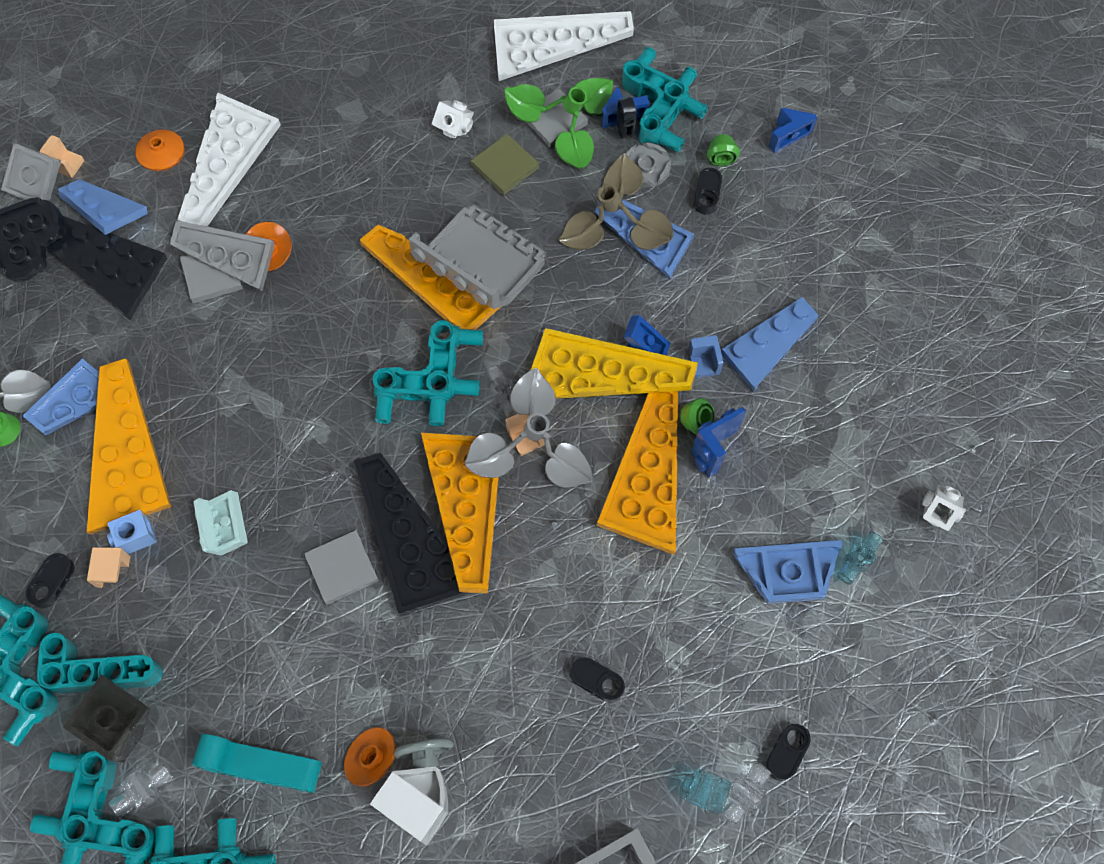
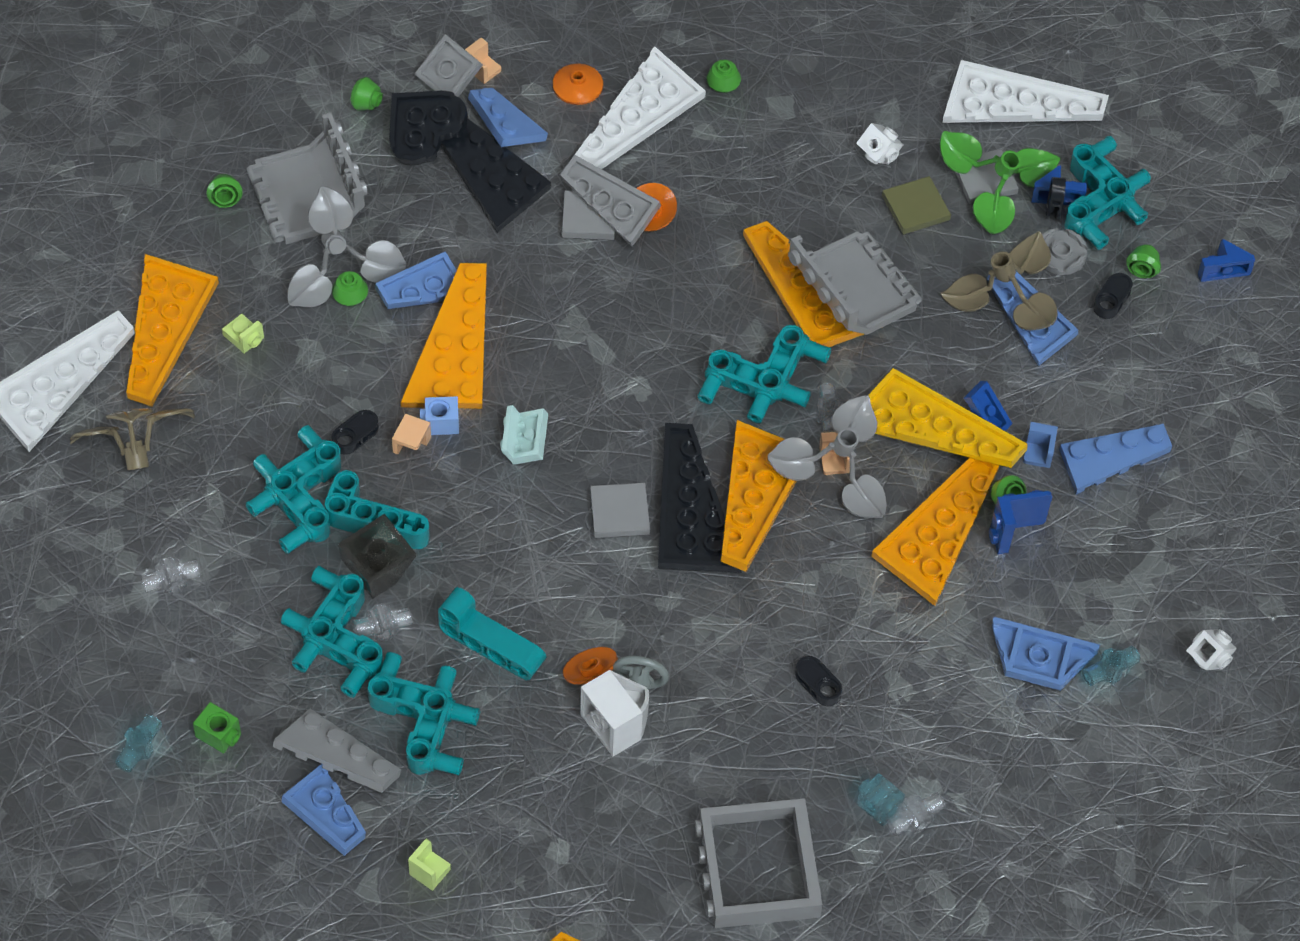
camera: 20 degrees right, 10 degrees down
(290, 100) = (723, 76): none -> bright green cone
(785, 758) = (965, 803): black piece -> none

